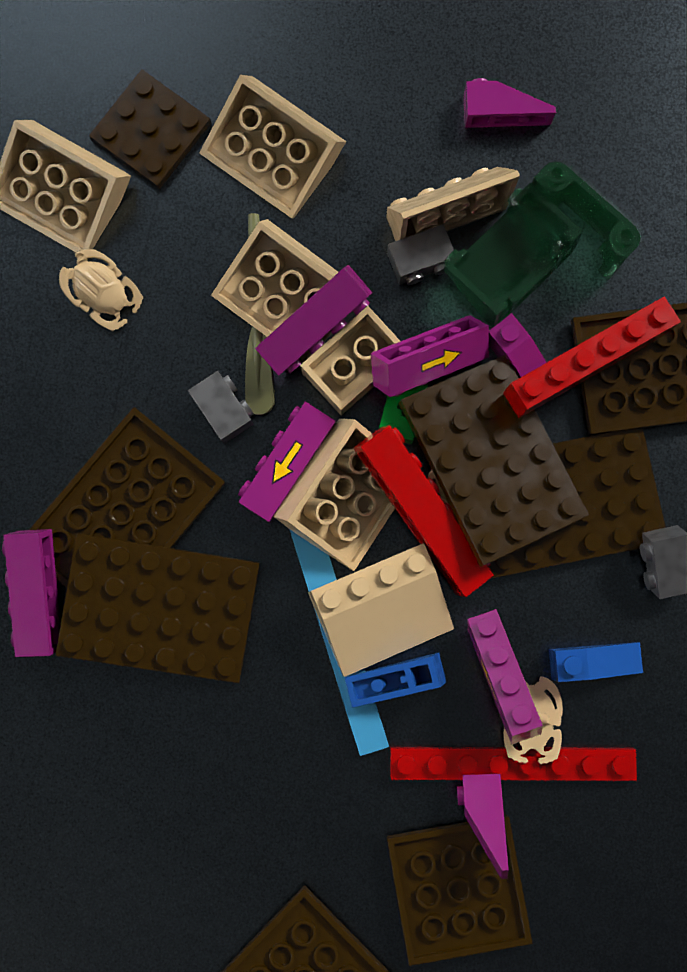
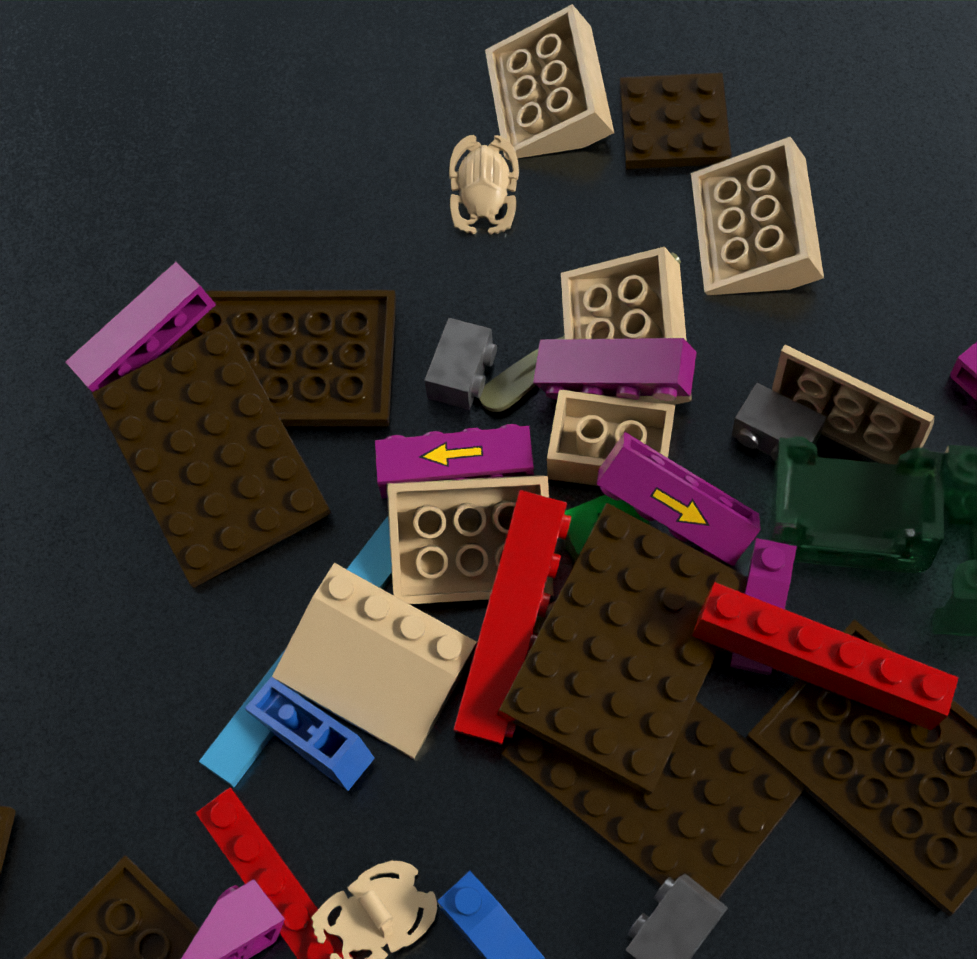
camera: 55 degrees right, 20 degrees down
(504, 677) = (394, 836): magenta brick -> none

